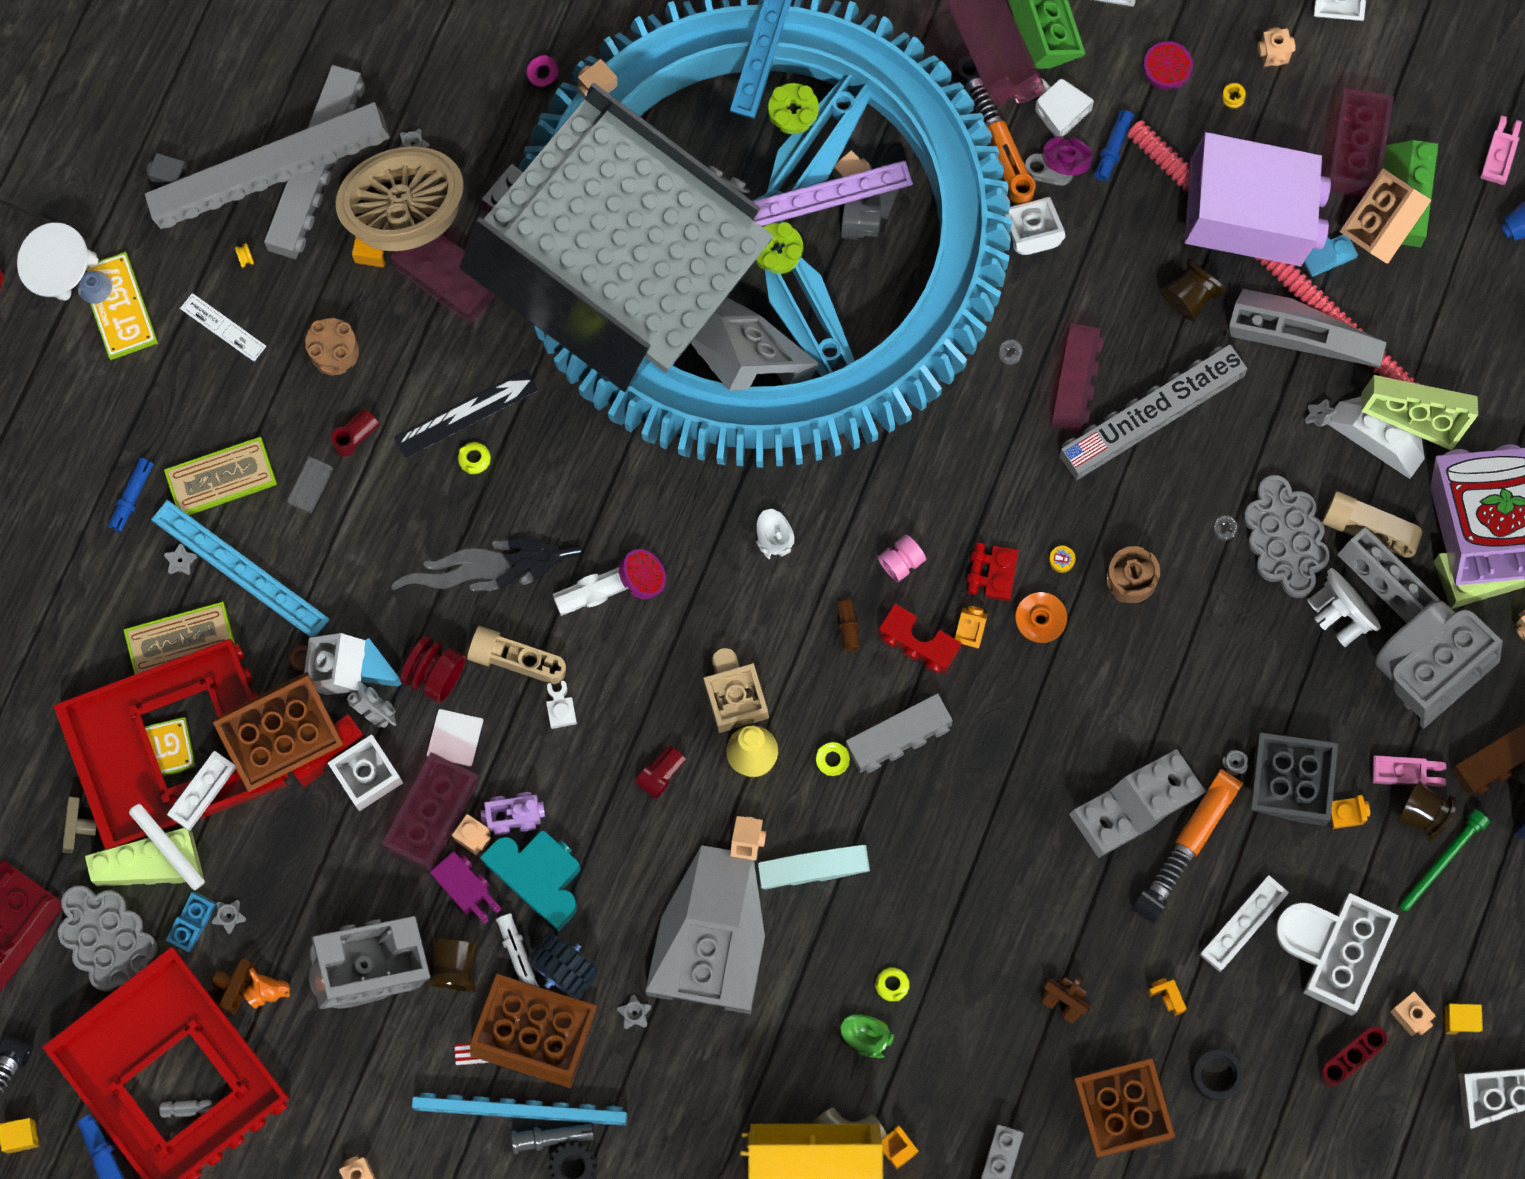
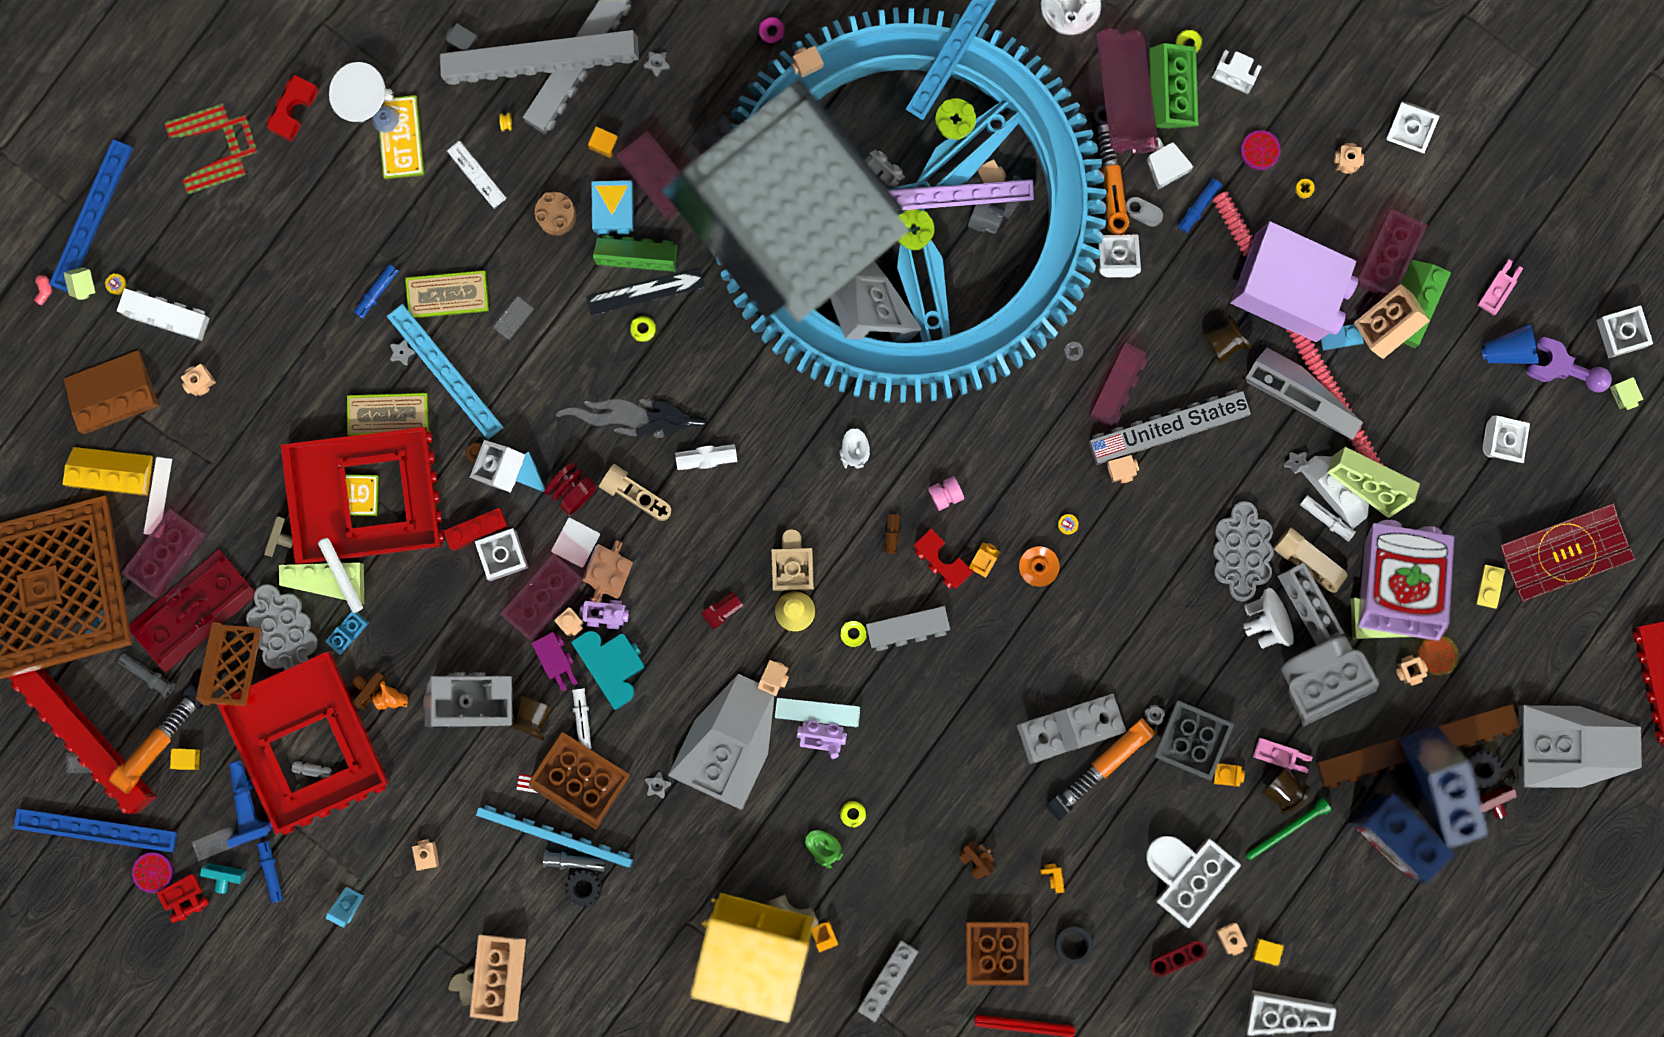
camera: 20 degrees right, 10 degrees up
(28, 1004) = (213, 659): none -> dark orange fence
(201, 790) = (376, 538): white plate -> none
(223, 910) = (375, 639): light grey plate -> none
(277, 731) = (442, 509): dark orange slope -> none
(355, 430) = (558, 284): dark red piece -> none
(379, 712) = (519, 504): light grey hinge -> none
(400, 322) = (612, 207): none -> medium azure brick
(401, 200) = (635, 111): tan piece -> none
(443, 370) = (635, 253): none -> bright green slope
(504, 759) = (607, 571): none -> nougat plate
(560, 710) = (660, 542): white plate -> none
(562, 966) = (612, 740): black wheel -> none
(642, 574) = (746, 455): tile -> none
(827, 894) = (822, 737): none -> lavender brick
(1000, 574) = (1018, 523): red plate -> none
(1067, 156) = (1160, 205): magenta tile -> none
(1110, 475) = (1123, 469): none -> light nougat brick
(1133, 574) = (1117, 552): medium nougat brick -> none
(1227, 535) = (1199, 526): clear bush -> none
(1244, 923) = (1126, 838): white plate -> none
(1378, 471) = (1326, 517): none -> white pin

